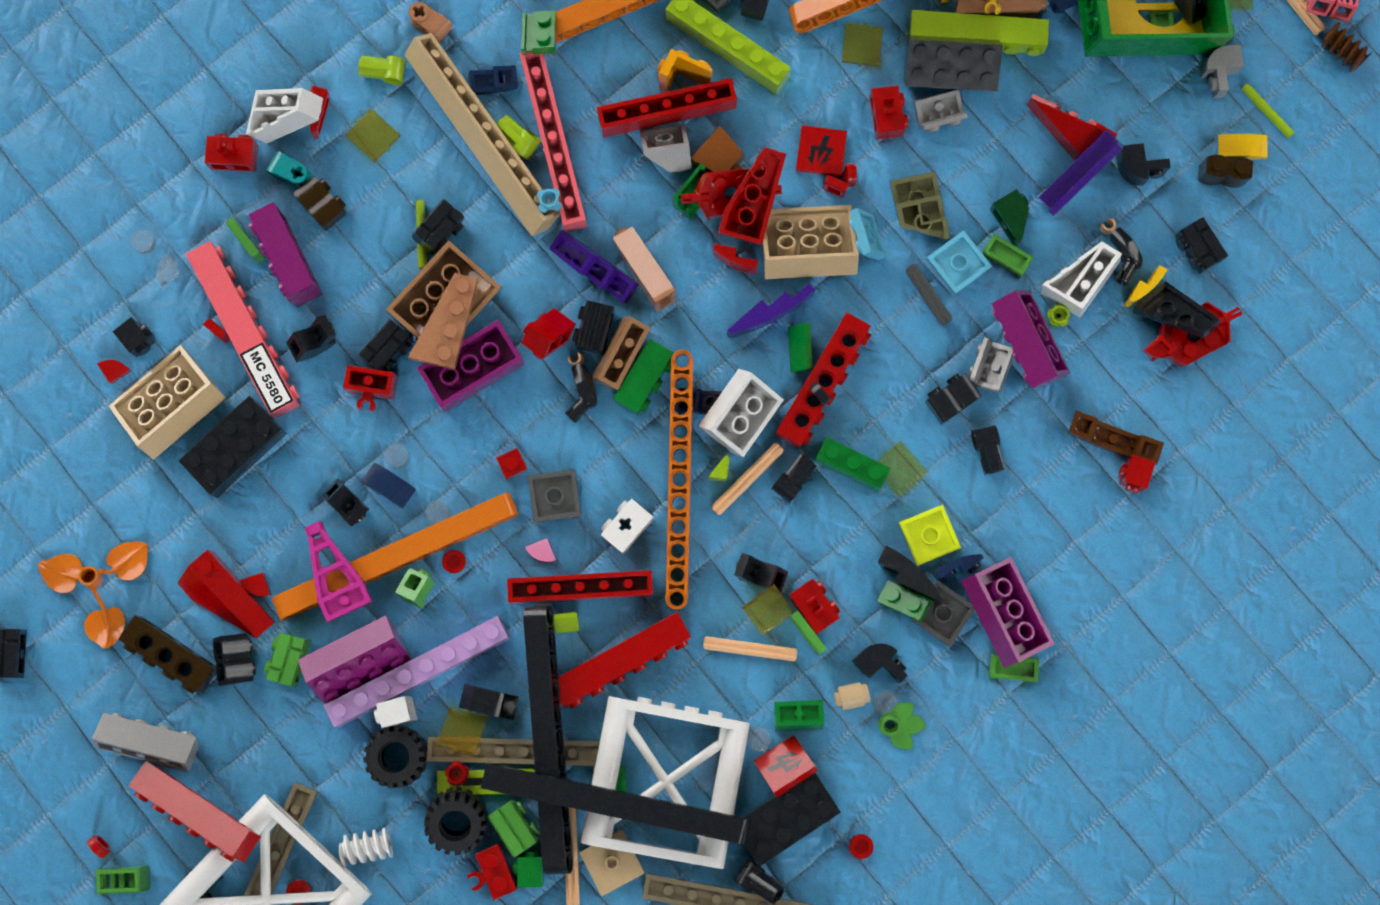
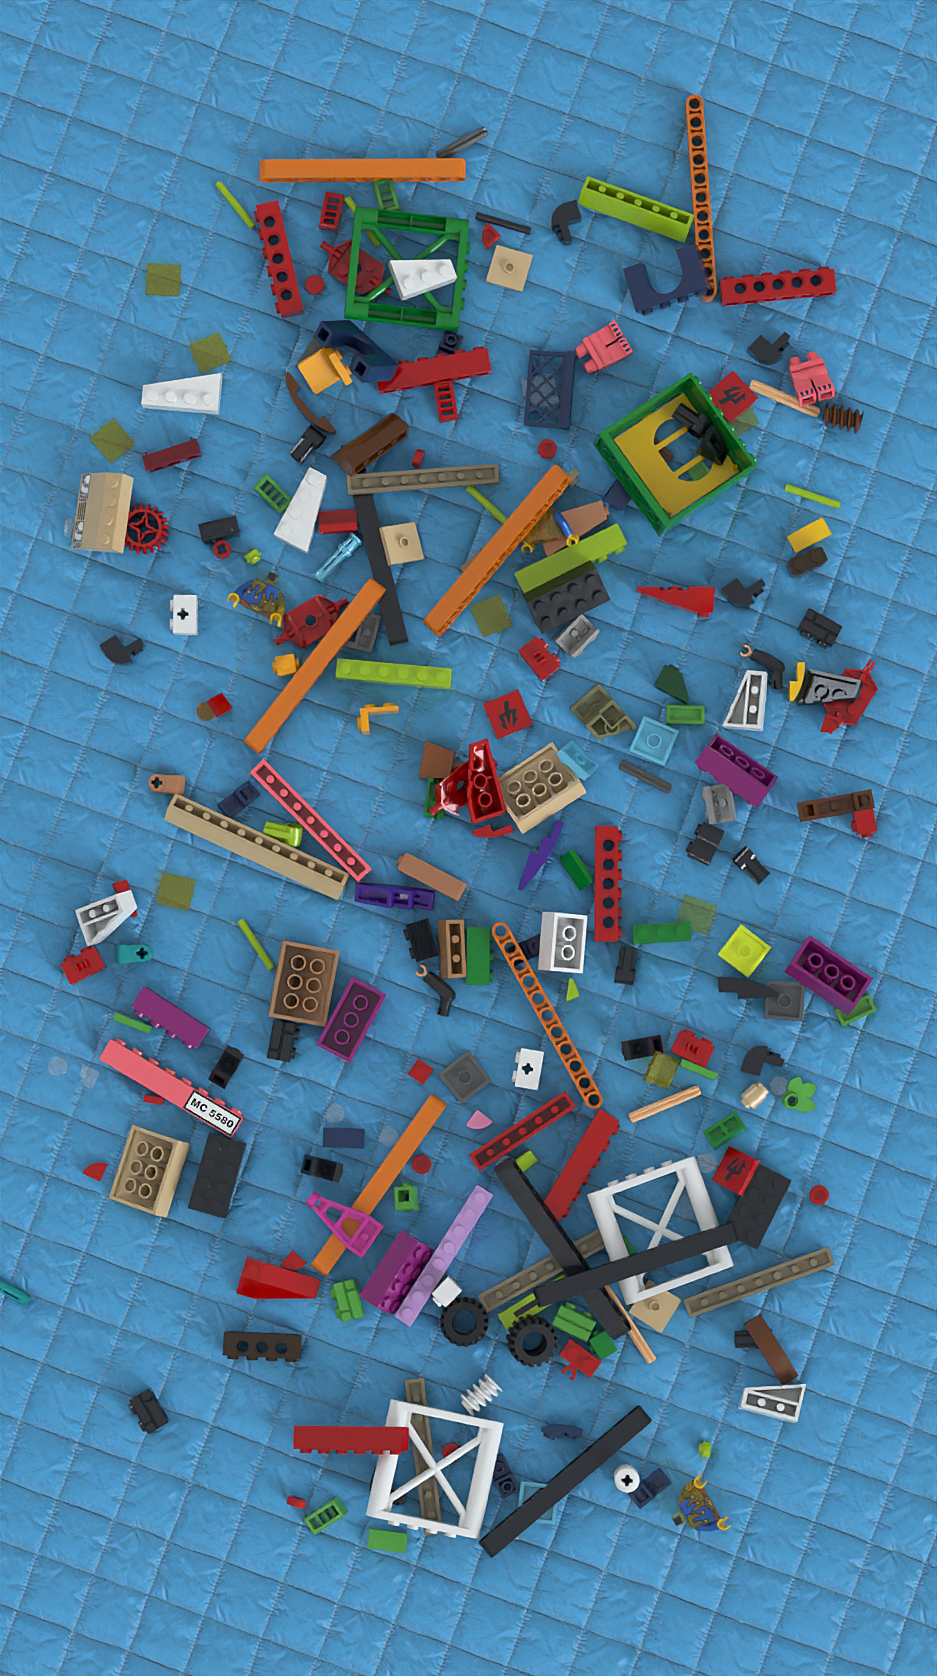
camera: 25 degrees left, 5 degrees up
(64, 571) = (192, 1298): orange plant -> none
(134, 337) = (98, 1138): black brick -> none
(146, 742) = (285, 1413): light grey brick -> none
(233, 659) = (310, 1322): black brick -> none
(320, 203) = (170, 964): dark brown brick -> none
(370, 384) = (287, 1075): red brick -> none
(389, 70) = (157, 837): lime piece -> none
(438, 227) = (267, 933): black brick -> none
(445, 329) = (320, 1006): nougat wing -> none
(462, 731) = (499, 1277): clear yellow piece -> none
(463, 773) = (518, 1309): red plate -> none
(488, 702) = (505, 1247): black brick -> none
(539, 32) = (255, 749): green plate -> none
(546, 194) = (342, 869): medium azure plate -> none
(547, 333) = (392, 964): red brick -> none
(667, 107) = (379, 749): red brick -> none
(667, 147) = (395, 777): light grey slope -> none
(747, 479) = (593, 985): light nougat axle -> none
(756, 880) = (760, 1259): black piece -> none
(819, 393) = (610, 897): black tile -> none
(835, 186) = (533, 736): red tile -> none
(850, 174) = (539, 721): red tile -> none
(904, 601) = (752, 1008): green plate -> none
(963, 564) = (780, 957): dark blue slope -> none
(1052, 315) = (751, 738): lime plate -> none
(1081, 171) = (704, 627): dark purple fence -> none
(1222, 62) = (757, 484): light grey brick -> none

